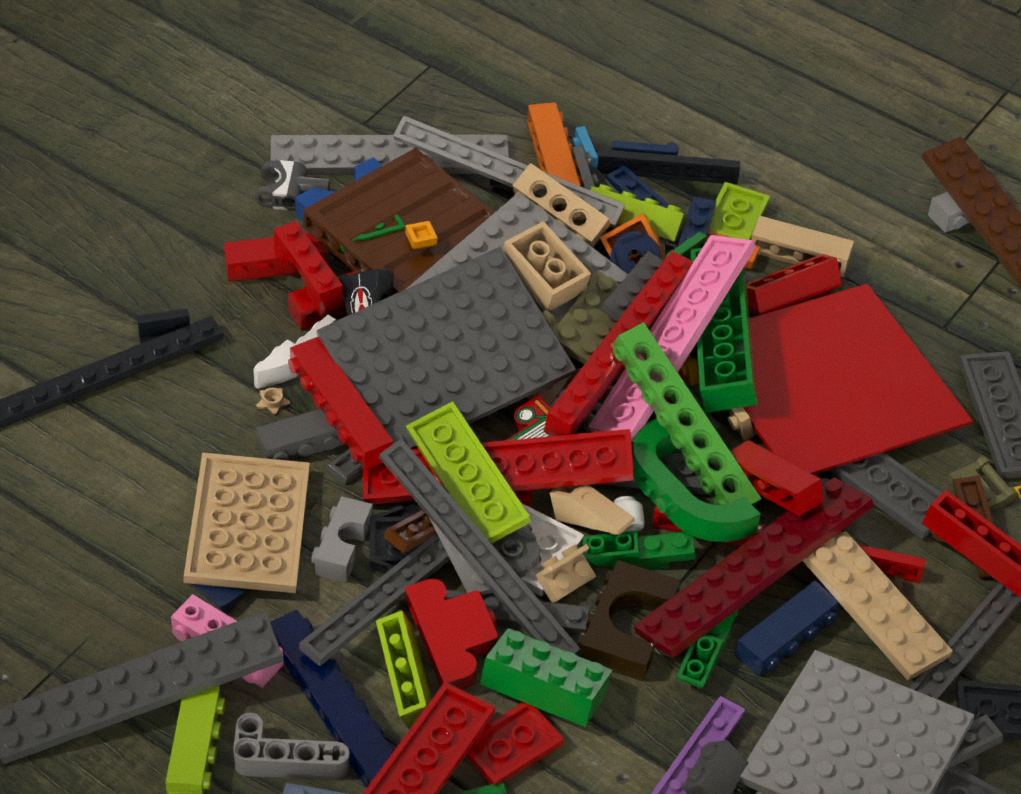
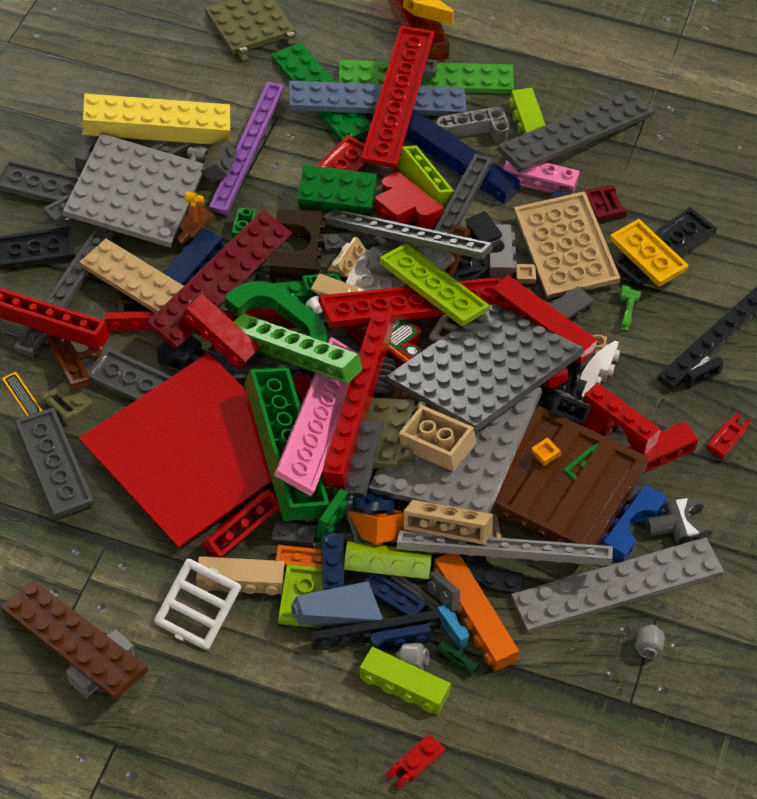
camera: 165 degrees right, 5 degrees up
(109, 494) = (680, 234): none -> black plate
(144, 472) = (649, 252): none -> yellow plate
(163, 580) = (601, 205): none -> dark red plate
(177, 256) = (728, 436): none -> red hinge
(199, 442) = (630, 296): none -> bright green brick
(321, 502) = (526, 273): none -> tan plate
(356, 560) = (483, 228): none -> black panel
(387, 92) = (649, 641): none -> light grey head
(594, 133) = (467, 665): none -> dark green pin
(638, 132) = (414, 654): none -> light grey head
(651, 119) = (405, 681): none -> lime brick
(663, 66) = (416, 761): none -> red hinge
(706, 180) = (337, 606): none -> sand blue slope
(769, 674) = (197, 218): none -> dark orange torso
(844, 207) = (214, 625): none -> white bar

